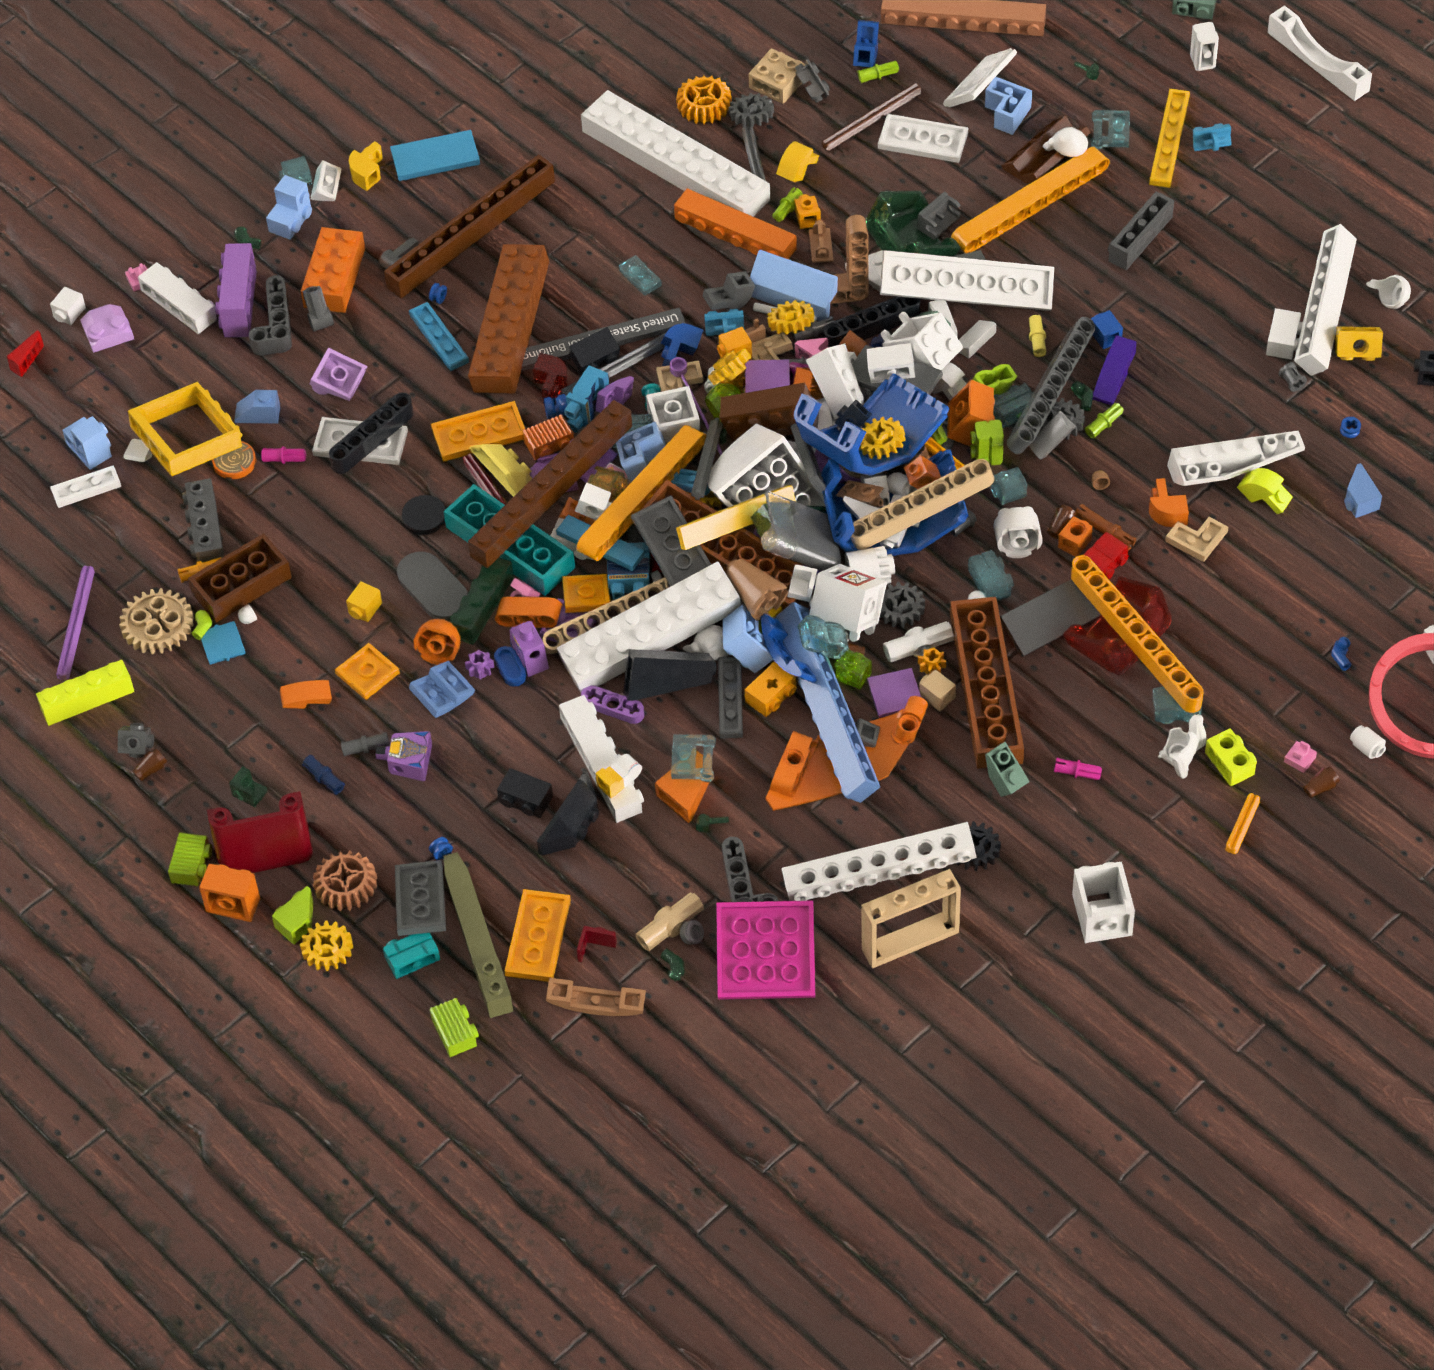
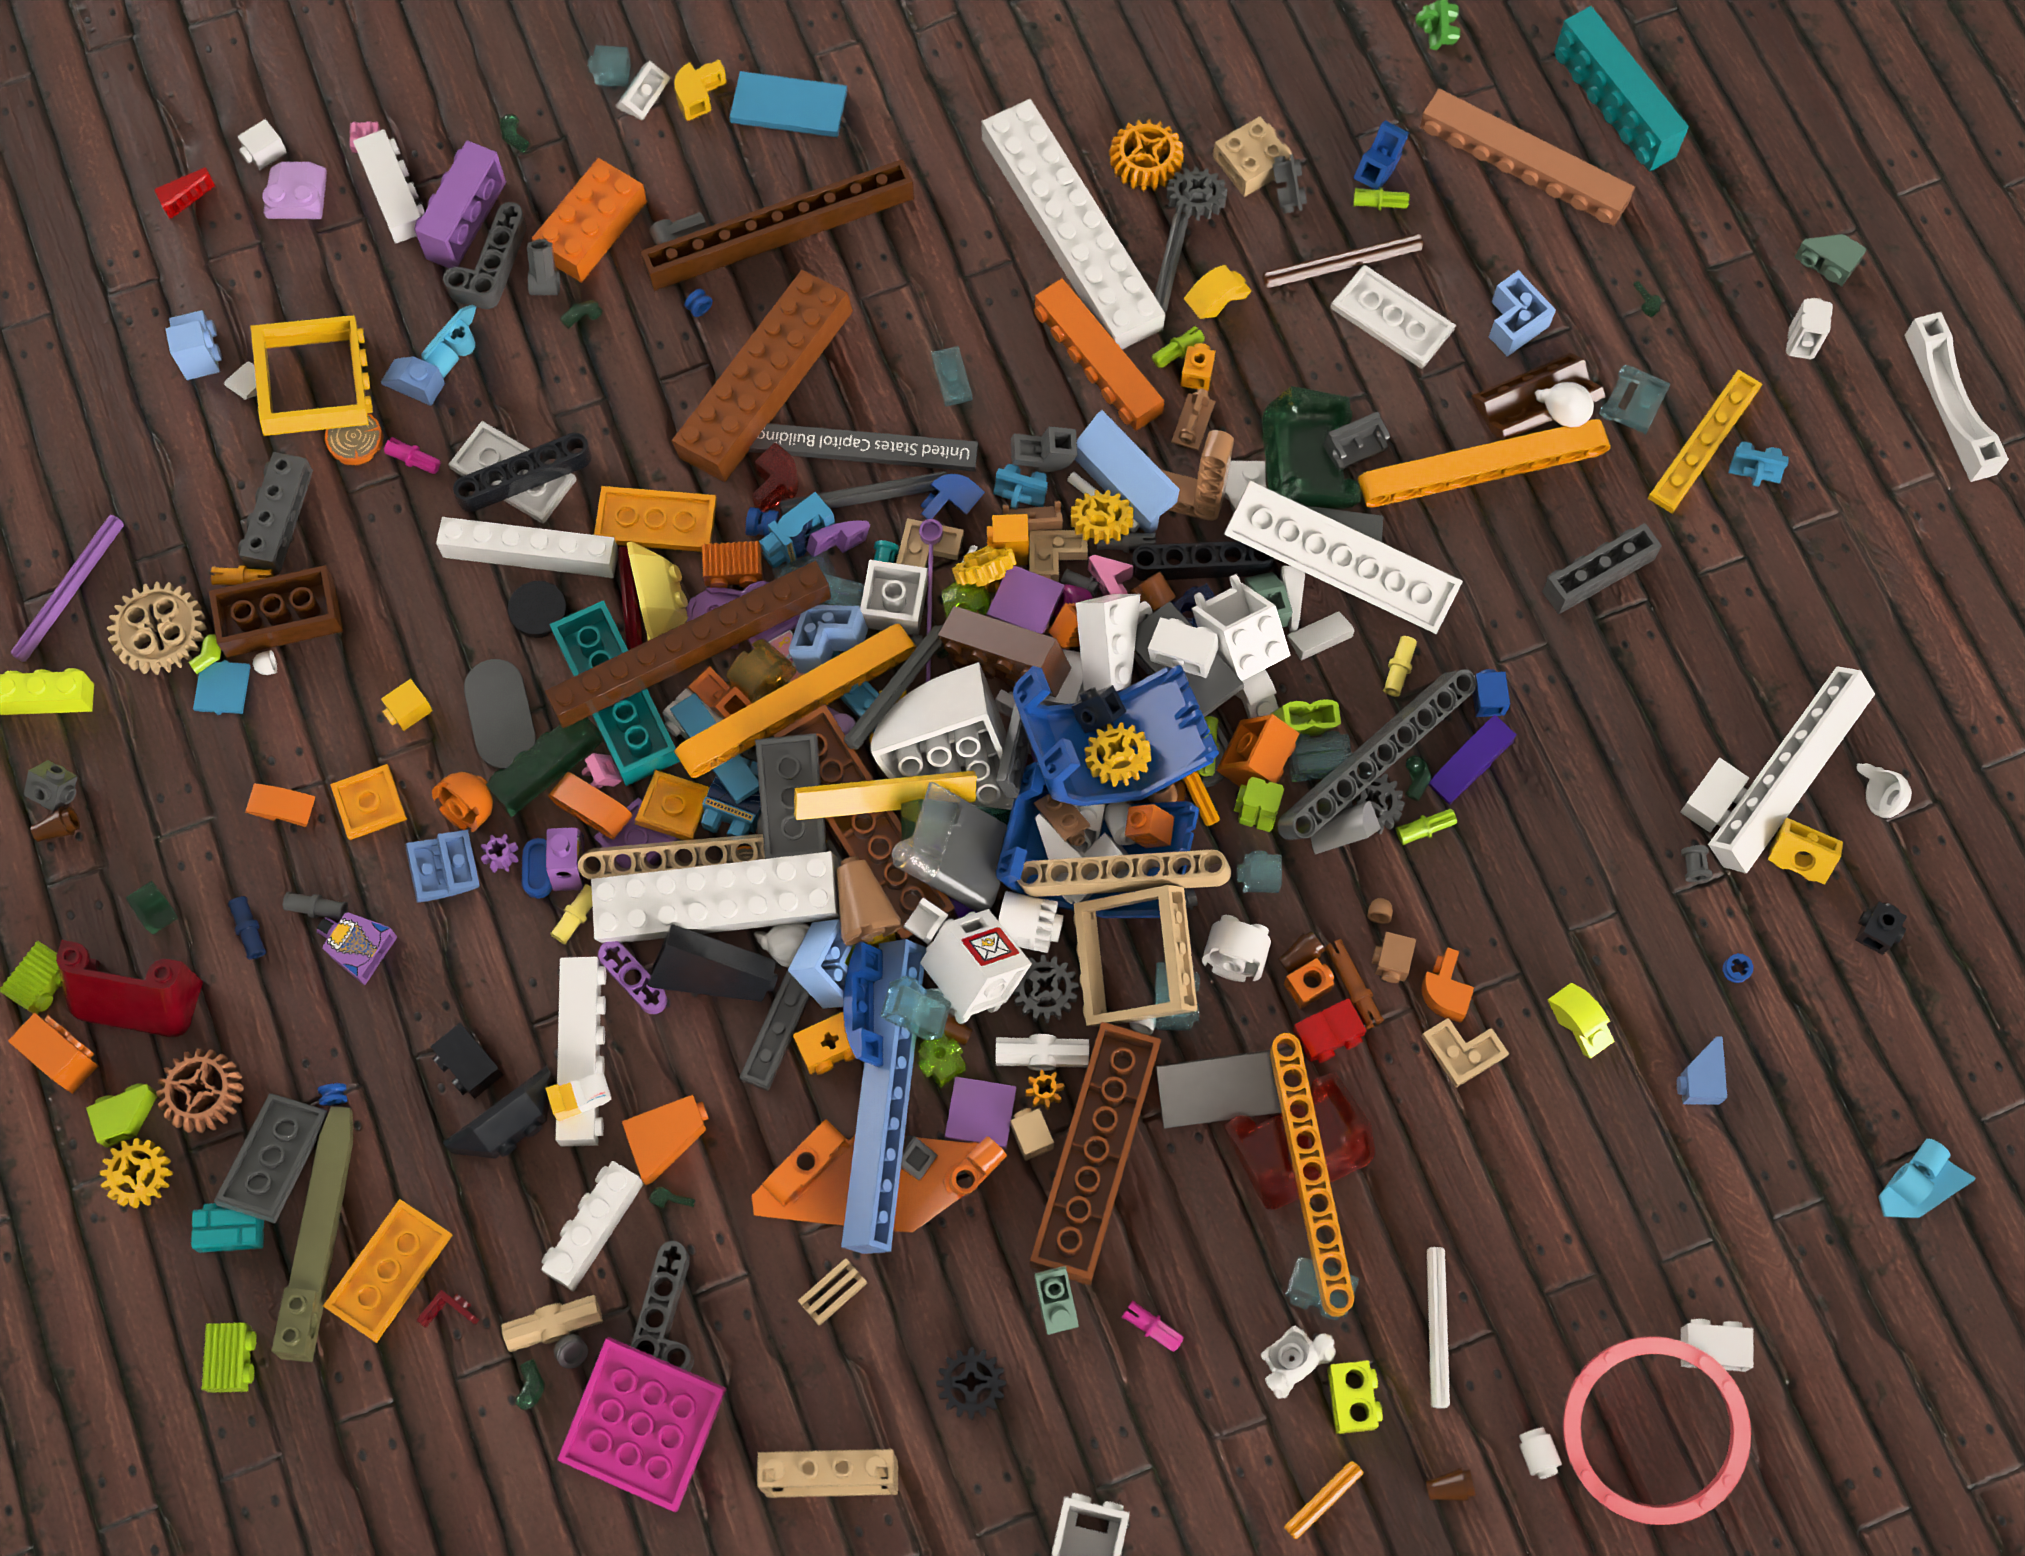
camera: 20 degrees right, 15 degrees up
(85, 486) = (165, 404): white plate -> none
(277, 374) = (451, 341): none -> medium azure panel
(291, 208) = (579, 115): light blue brick -> none
(337, 375) = (525, 372): lavender slope -> none
(354, 327) = (580, 309): none -> clear green arm
(398, 478) = (527, 547): none -> white brick
(439, 336) = (673, 363): dark azure tile -> none
(552, 681) = (573, 915): none -> light yellow pin
(593, 501) = (727, 693): white brick -> none
(594, 350) = (843, 465): black brick -> none
(594, 1000) = (411, 1392): medium nougat slope -> none
(667, 854) = (592, 1226): none -> white brick
(685, 757) = (671, 1104): clear light blue plate -> none
(858, 818) = (852, 1273): none -> tan tile
(883, 853) = (729, 1332): white brick -> none
(979, 78) = (1501, 261): white piece -> none
(982, 533) = (1176, 950): none -> tan window
(1123, 500) = (1394, 957): none -> medium nougat brick
(1230, 458) = (1559, 957): white wedge -> none
(1265, 699) = (1438, 1327): none -> white axle
(1300, 756) = (1444, 1432): bright pink tile -> none
(1339, 653) = (1566, 1299): blue arm -> none

